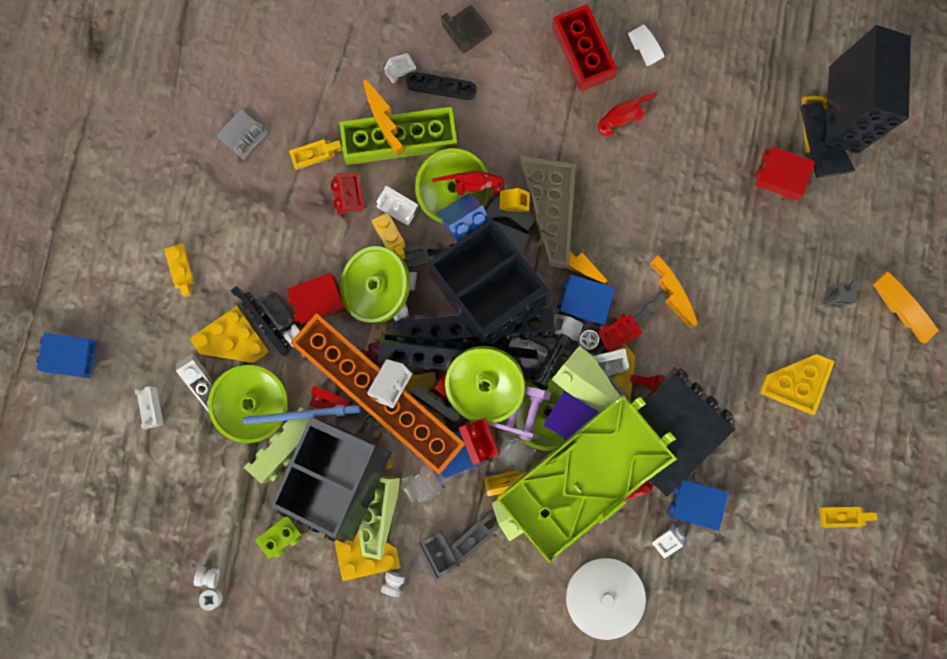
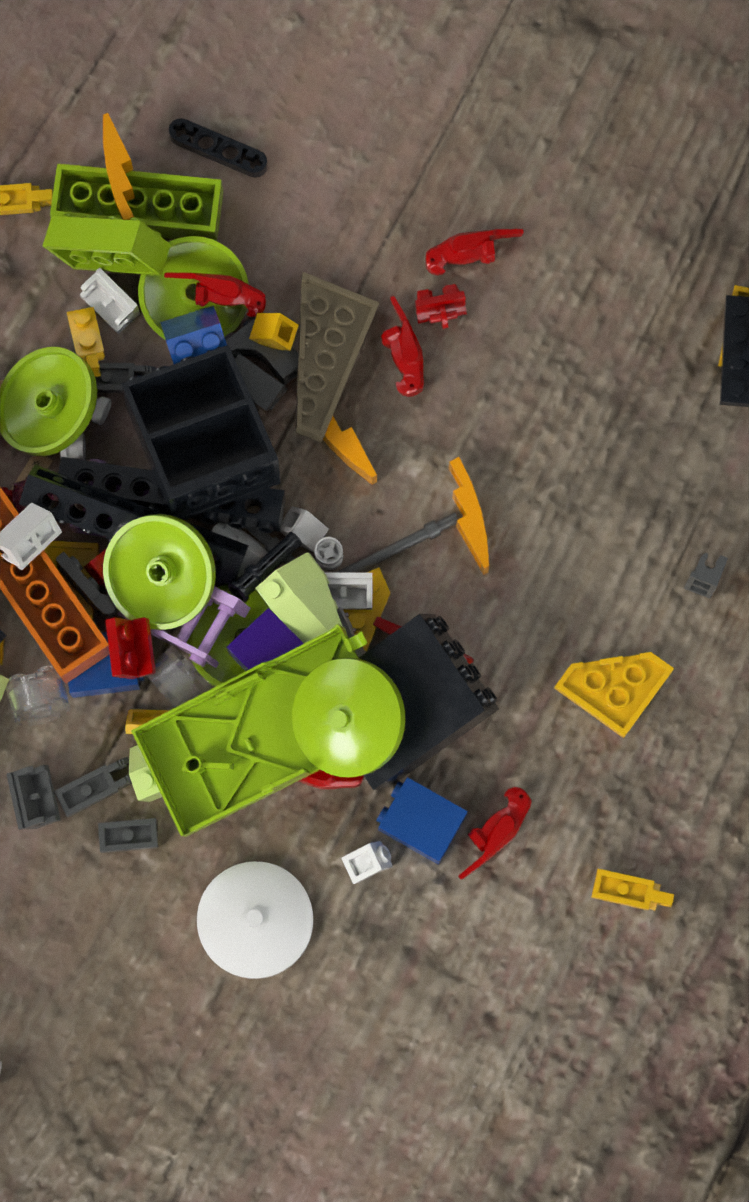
camera: 15 degrees right, 5 degrees down
(347, 192) = (42, 269): red bracket -> none
(388, 168) = (107, 244): none -> lime brick
(399, 66) = (165, 107): white bracket -> none
(466, 28) = (275, 75): clear smoke bracket -> none
(507, 563) = (128, 835): none -> dark grey plate
(584, 47) = (435, 142): red brick -> none
(585, 300) = (340, 496): blue brick -> none
(602, 193) = (405, 353): none -> red animal
(616, 158) = (440, 307): none -> red hips
(619, 333) = (374, 552): red bracket -> none
(645, 457) = (348, 717): none -> lime dish
(647, 44) = (528, 158): white slope -> none
(749, 497) = (499, 828): none -> red animal
(784, 173) = (675, 386): red brick -> none

